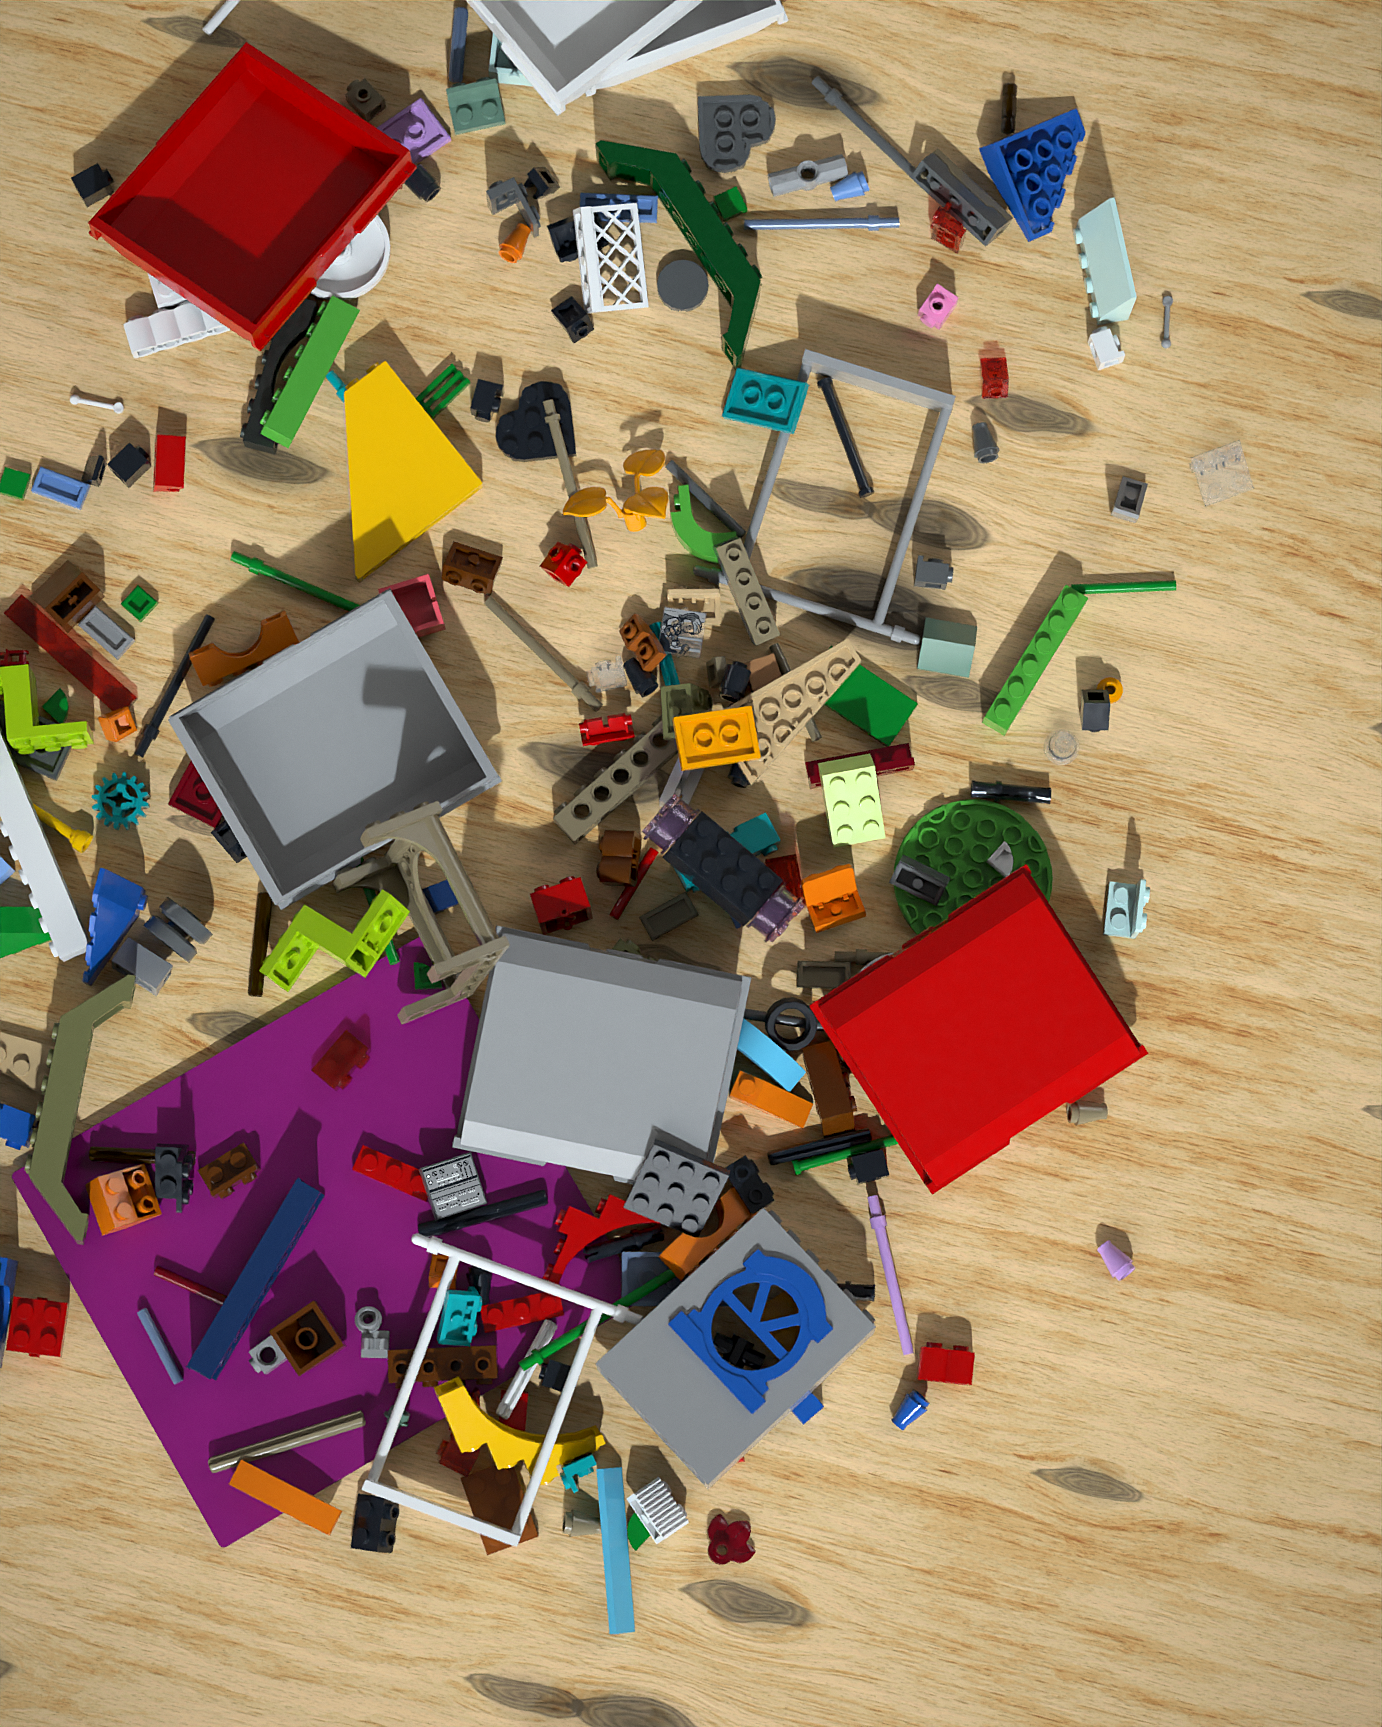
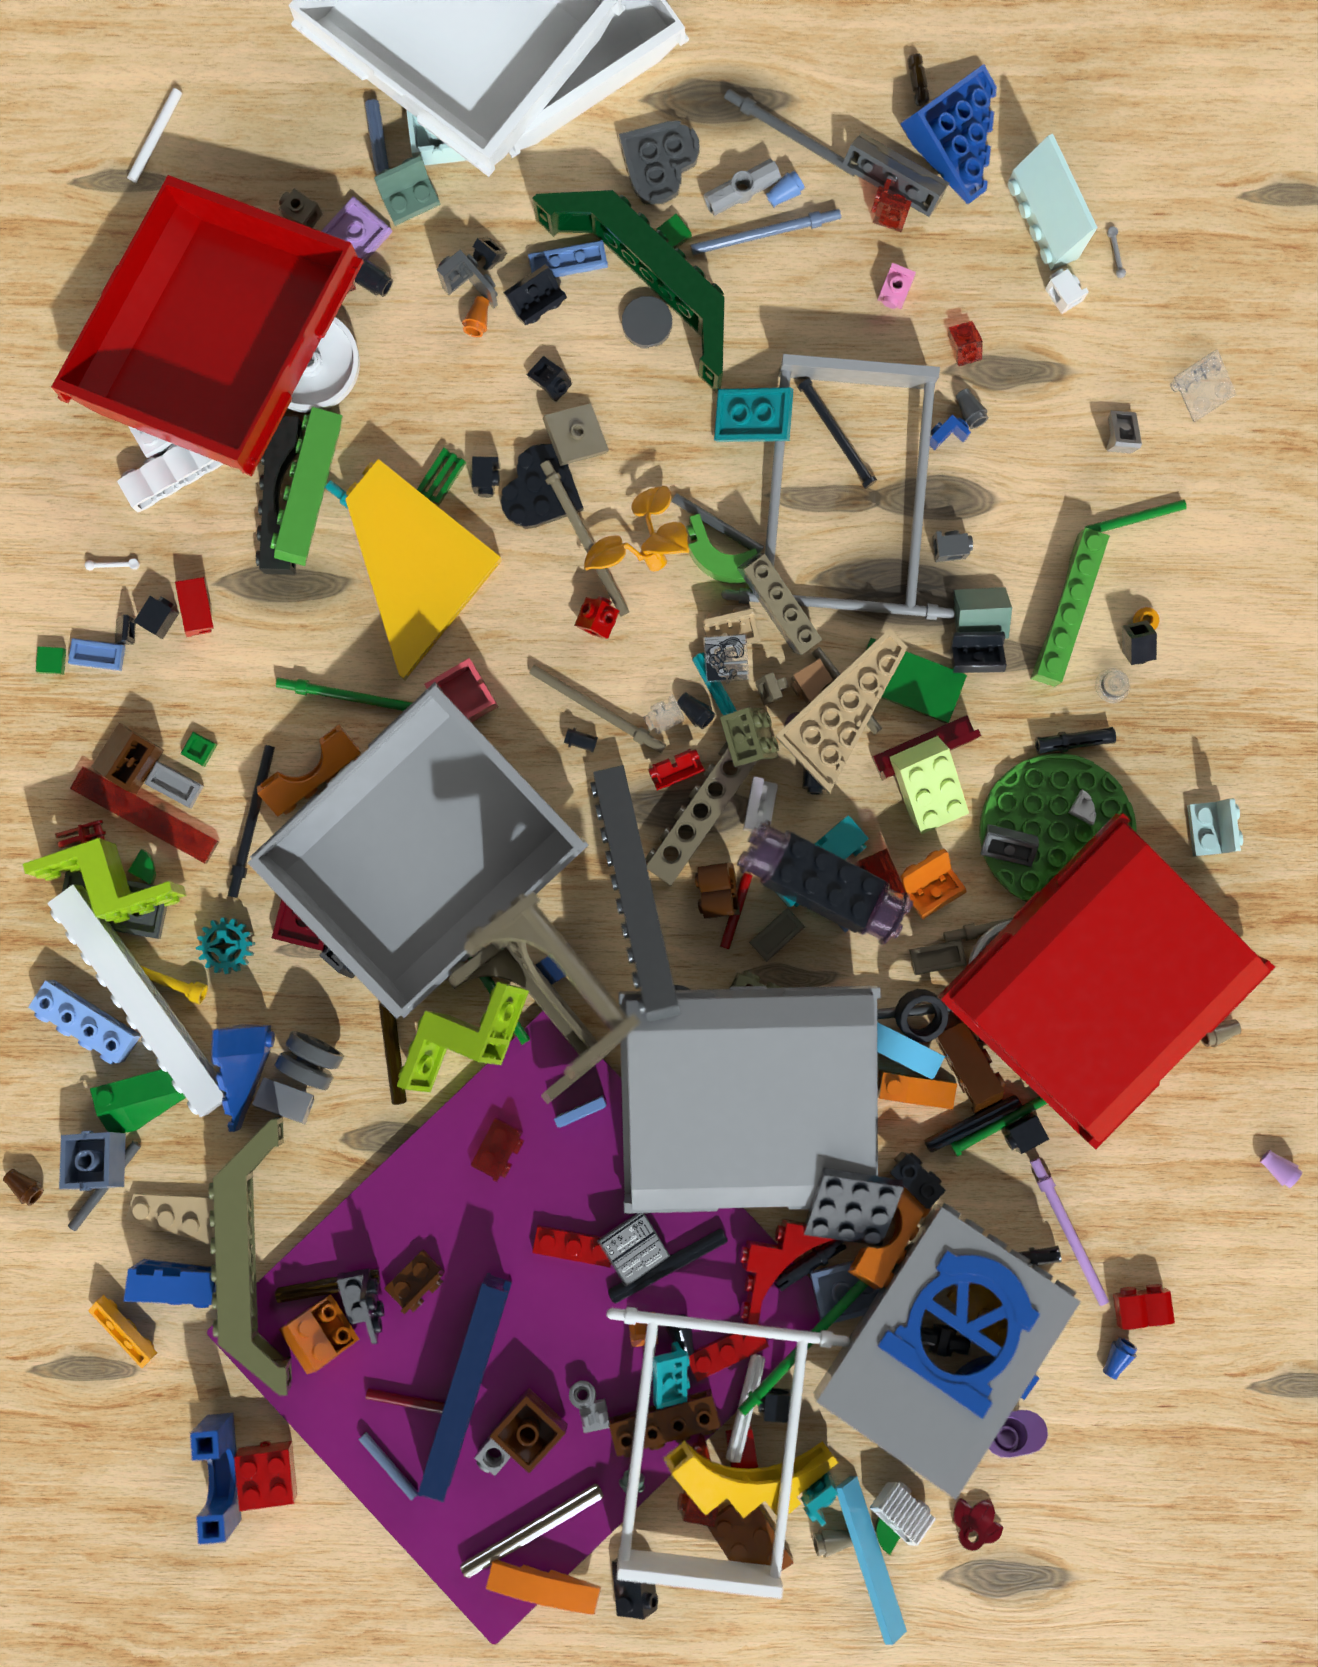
camera: 10 degrees left, 5 degrees up
(93, 184) = (54, 350): black brick -> none
(117, 724) = (205, 871): orange slope -> none
(421, 978) = (559, 1049): green tile -> none
(432, 1041) = (580, 1111): none -> medium blue tile
(471, 568) = (509, 642): reddish brown bracket -> none
(519, 680) = (580, 740): none -> black pin
(537, 835) = (636, 895): none -> dark grey brick
(561, 904) = (681, 946): red brick -> none
(585, 380) = (575, 434): none -> dark tan plate
(589, 261) = (551, 310): white fence -> none
(642, 640) = (692, 676): dark orange slope -> none
(716, 738) = (787, 756): light orange plate -> none
(734, 681) = (789, 695): black brick -> none
(786, 1456) = (1020, 1435): none -> medium lavender piece
(933, 683) = (978, 652): none -> black bracket
(950, 459) = (942, 431): none -> blue bracket

